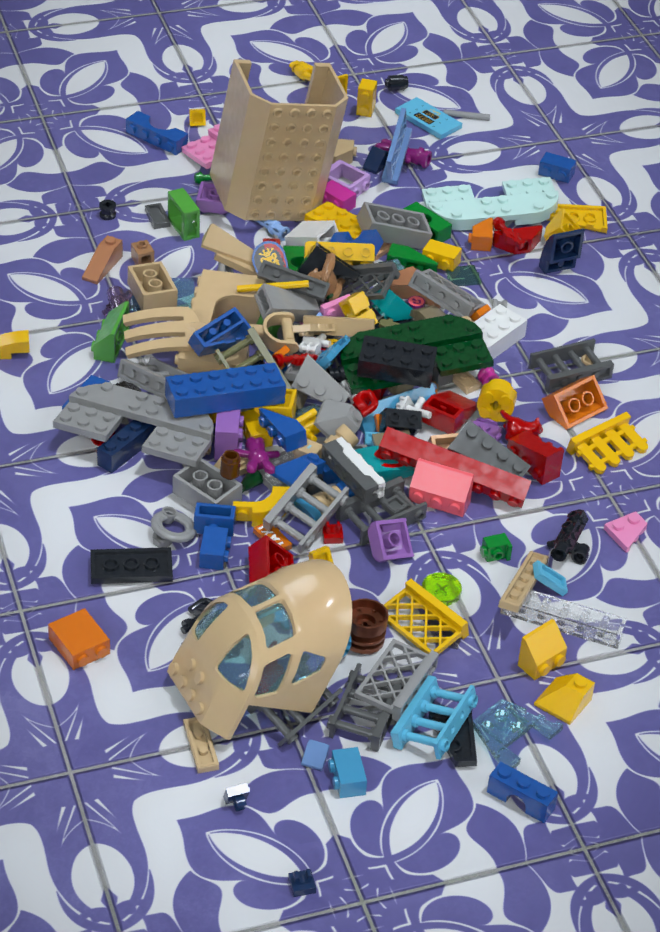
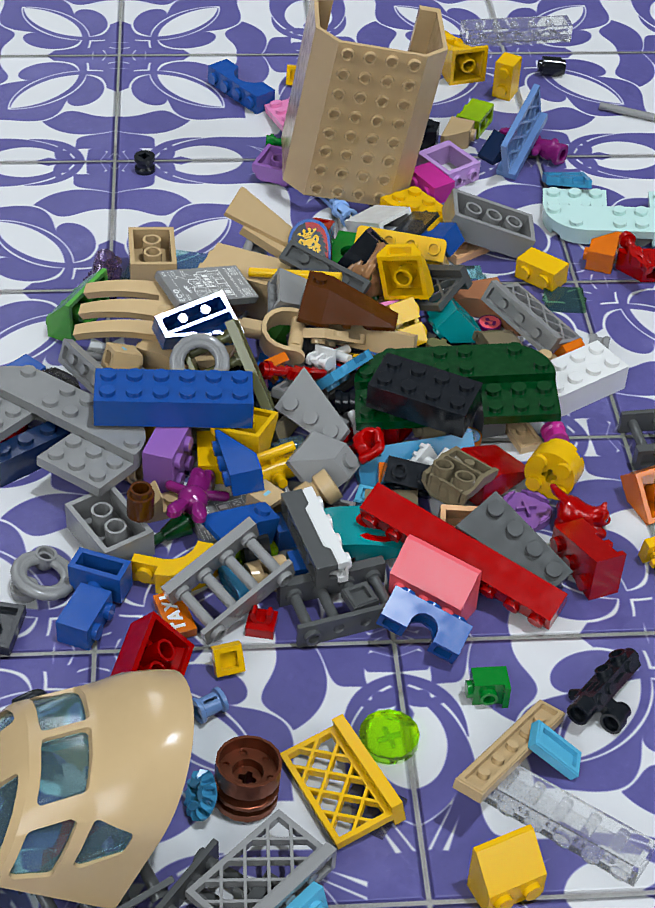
camera: 15 degrees right, 0 degrees up
(104, 259) = (114, 216): nougat slope -> none
(142, 252) = (162, 214): medium nougat brick -> none
(157, 216) = (203, 177): dark grey tile -> none
(170, 366) = (121, 356): none -> tan brick
(182, 213) = (228, 173): bright green window -> none
(211, 304) = (195, 283): none -> light grey tile
(229, 346) = (199, 340): none -> light grey piece
(309, 303) = (335, 302): none -> reddish brown wedge
(343, 232) = (417, 222): none -> clear smoke piece
(352, 273) = (404, 272): none -> yellow slope
(353, 131) = (480, 112): none -> lime brick
(360, 53) = (516, 30): none -> clear brick
(390, 540) = (335, 648): medium lavender slope -> none
(409, 257) = (497, 265): green slope -> none
(429, 118) = (579, 110): medium azure tile -> none
(435, 415) = (456, 477): none -> dark tan slope
(438, 179) = (568, 179): none -> dark azure wing
(440, 227) = (547, 234): green arch -> none
(460, 518) = (446, 630): none -> arch

